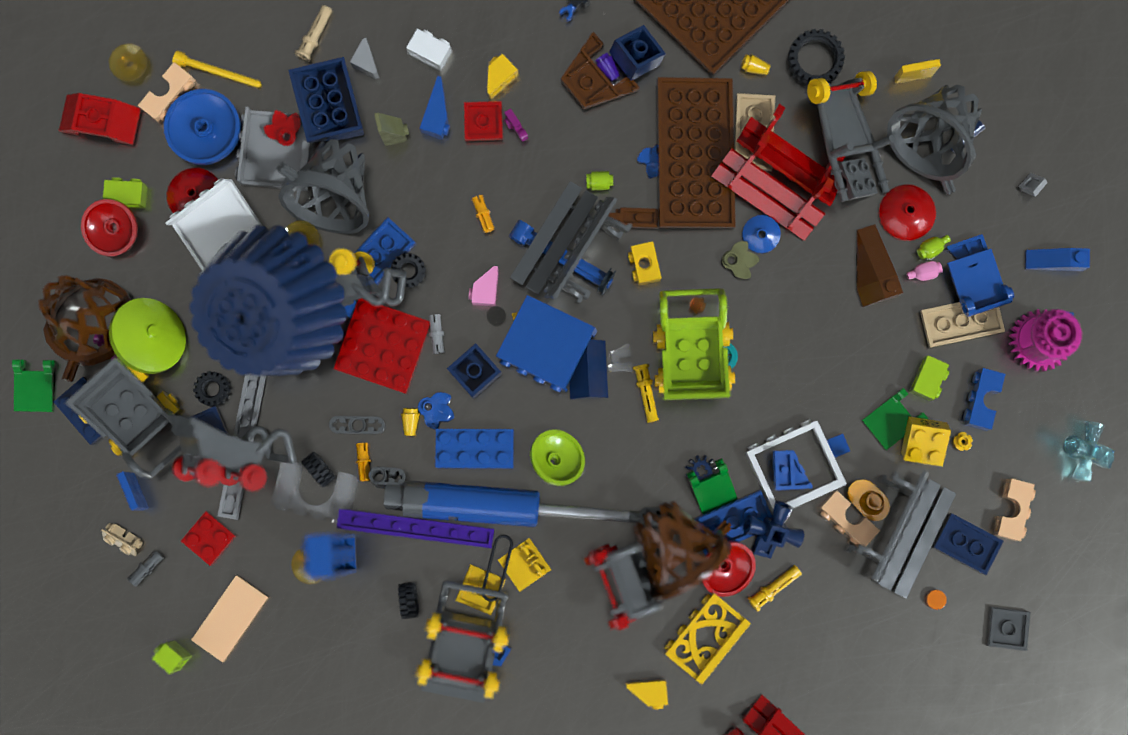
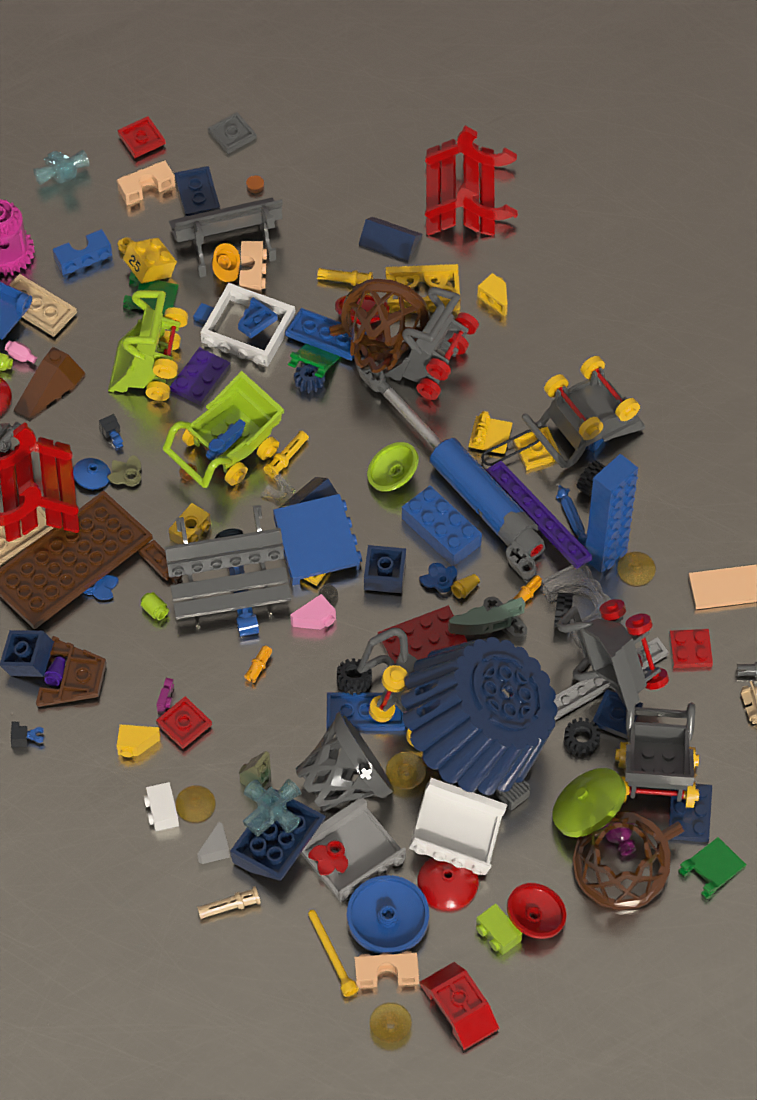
camera: 135 degrees left, 25 degrees down
(132, 491) = (712, 717): blue tile -> none
(343, 106) = (271, 807): none -> clear light blue brick
(364, 397) = (483, 621): none -> sand green slope
(395, 558) = (572, 514): none -> blue wheel
(418, 86) = (197, 811): none -> clear yellow dish
(435, 118) = (209, 759): blue slope -> none
(436, 334) = (383, 621): light grey pin -> none
(681, 334) = (224, 441): none -> blue hinge
(773, 531) = (306, 299): dark blue brick -> none
(780, 391) = (200, 376): none -> dark purple plate
(783, 660) = (389, 238): none -> dark blue slope
(789, 279) = (110, 428): none -> black piece
(835, 349) = (136, 354): none -> lime piece
(929, 378) = (100, 294): lime brick -> none
(1068, 548) = (141, 137): none -> red plate

